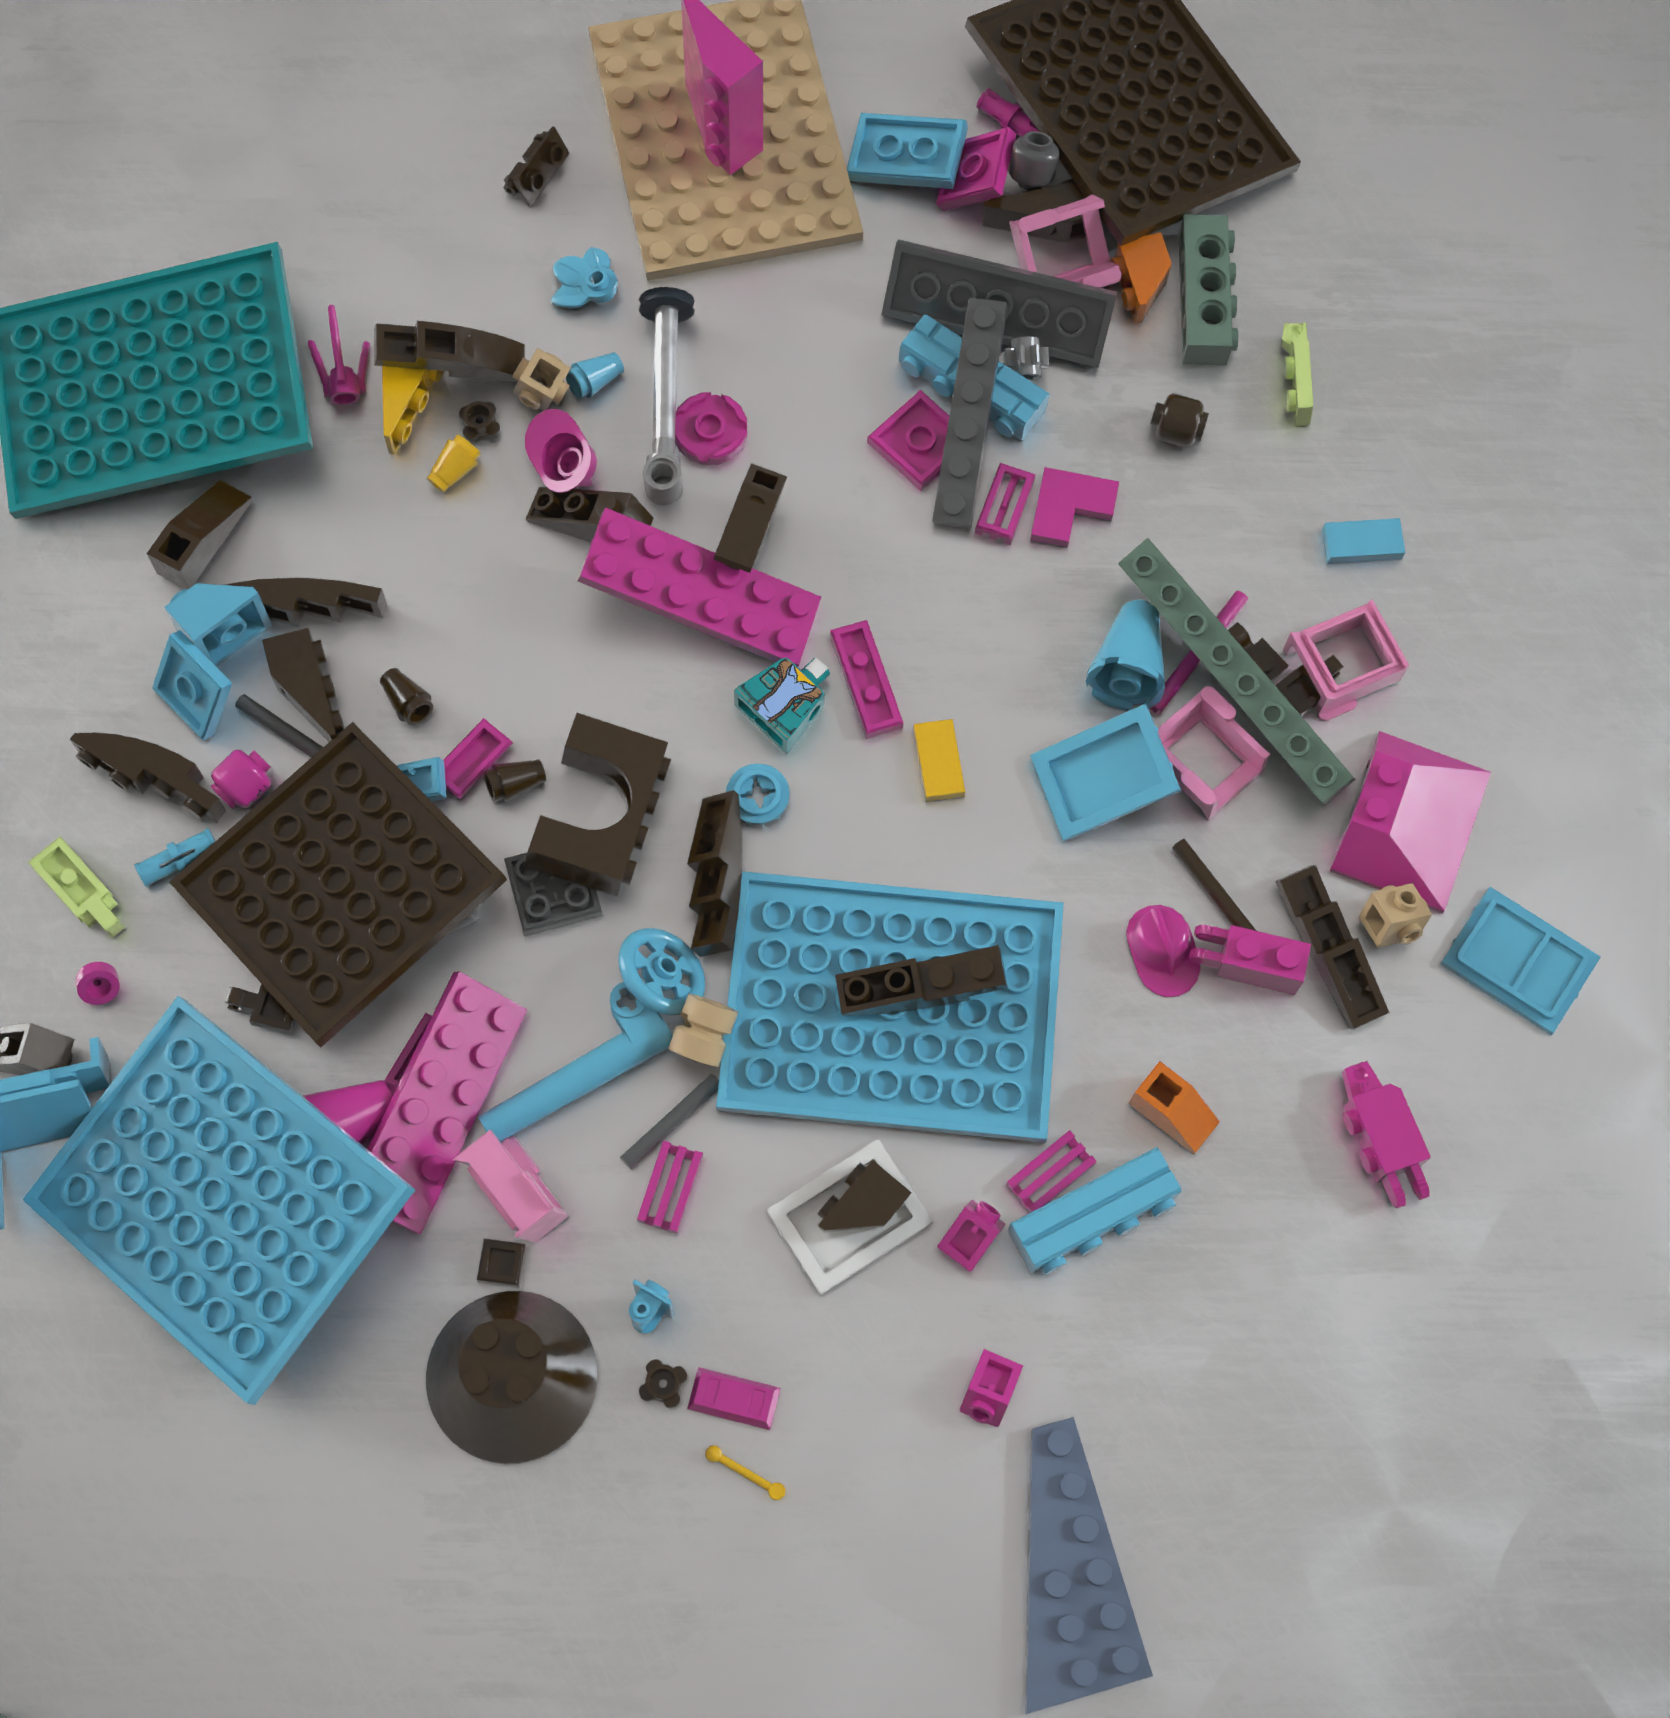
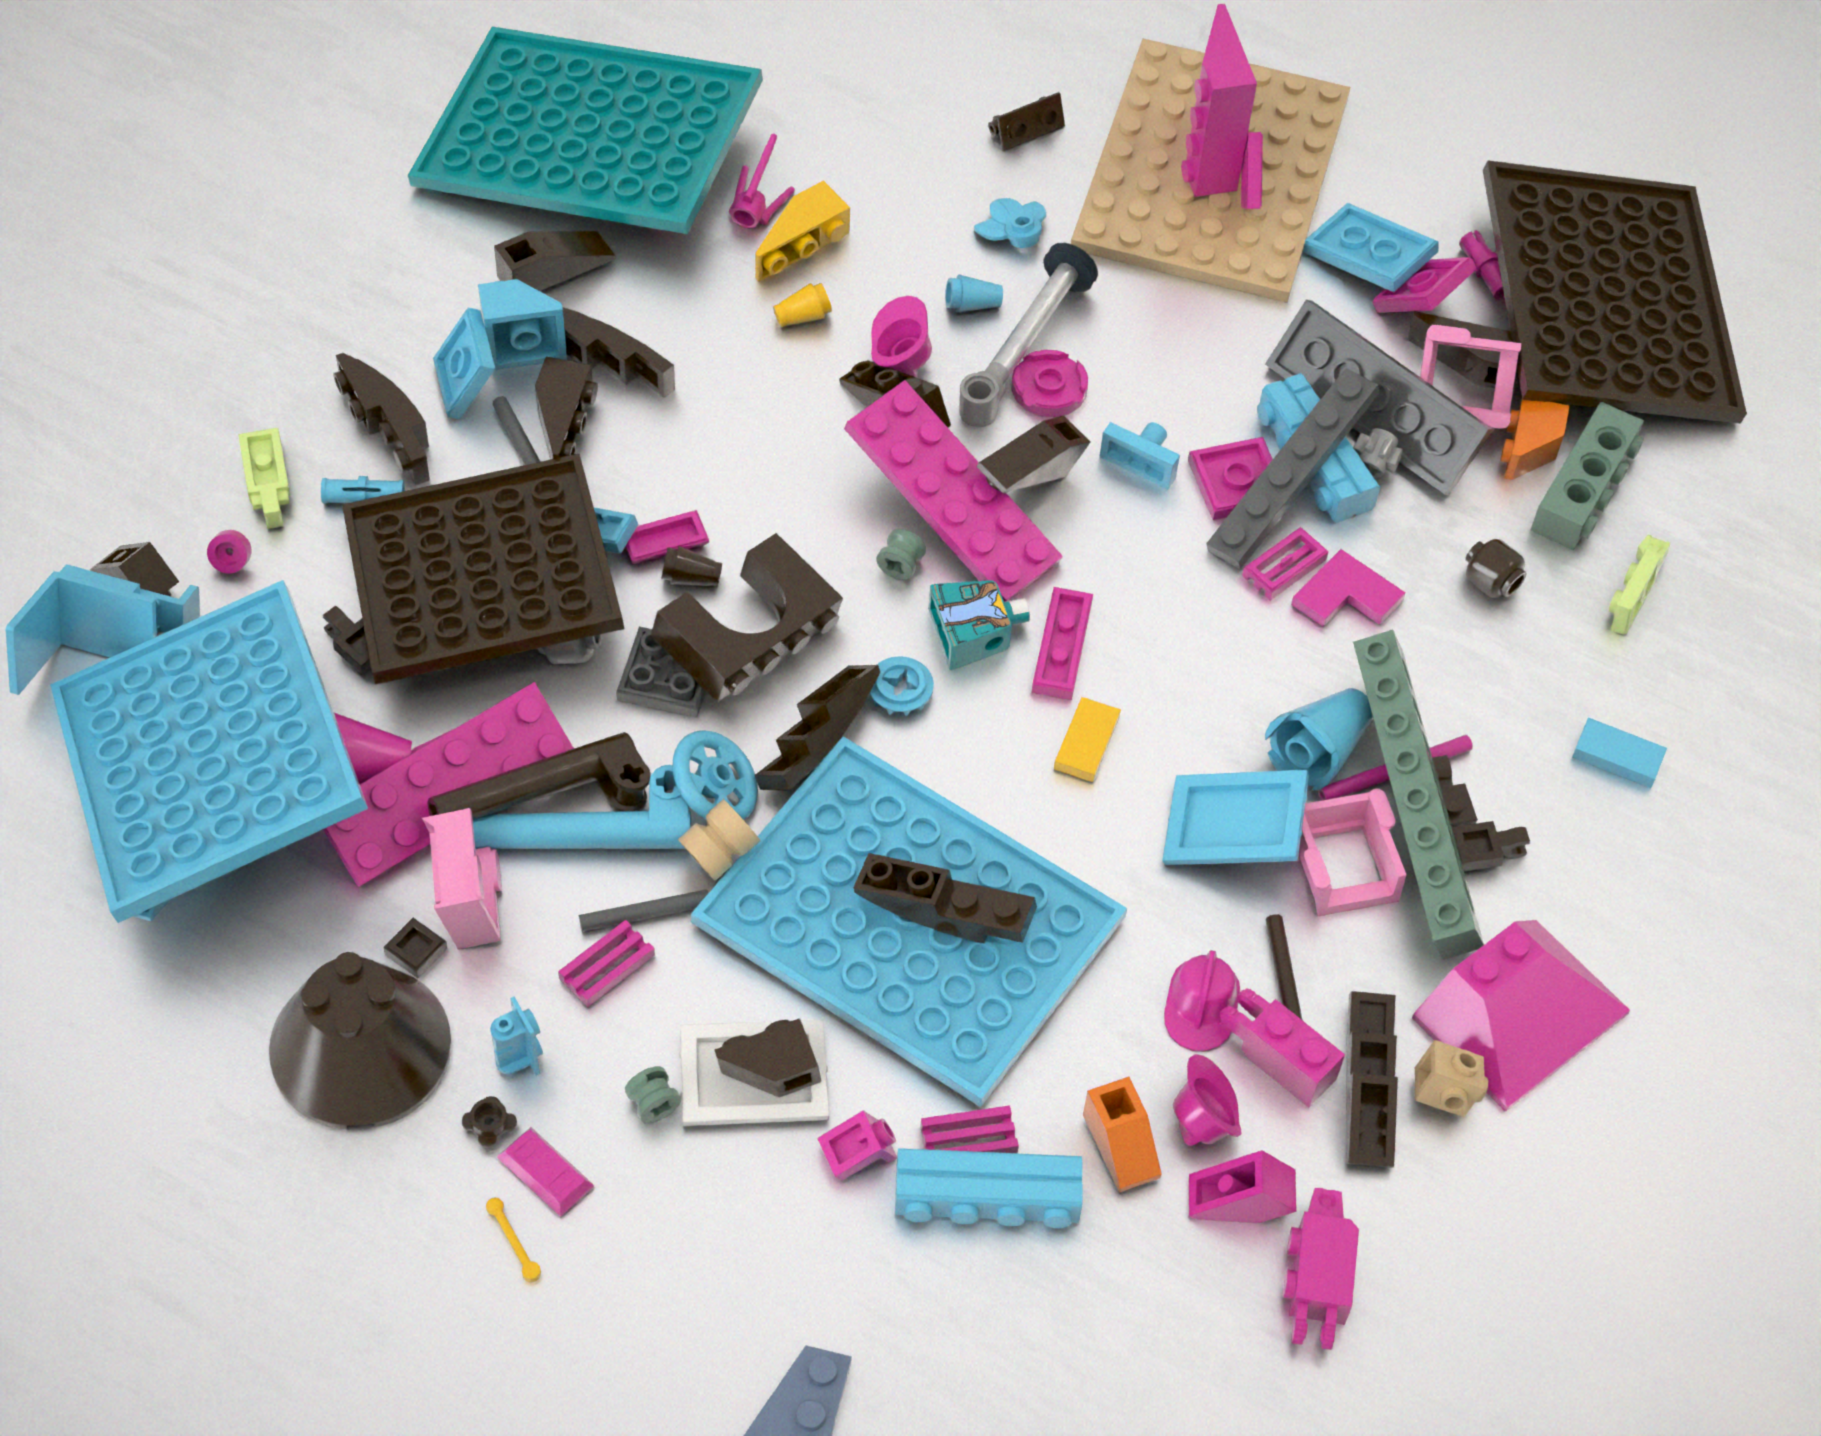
camera: 30 degrees right, 15 degrees down
(241, 778) = (457, 454): dark pink head -> none
(407, 698) = (641, 463): dark brown cone -> none
(448, 348) = (857, 211): dark brown slope -> none
(475, 411) = (849, 285): dark brown plate -> none
(544, 369) = (921, 273): tan brick -> none
(560, 1003) = (609, 762): none -> dark brown axle
(686, 668) = (901, 553): none -> sand green wheel
(778, 135) = (1252, 172): none -> dark pink tile
(783, 1285) = (652, 1094): none -> sand green wheel
(830, 460) = (1141, 453): none -> medium azure tile
(991, 1388) = (787, 1287): dark pink bracket -> none
(1034, 160) = (1481, 297): dark grey head -> none
(1223, 1043) = (1206, 1104): none -> dark pink piece
(1290, 1101) = (1243, 1190): none -> dark pink slope
(1342, 698) = (1516, 868): bright pink piece -> none
(1520, 960) = (1561, 1192): medium azure piece -> none

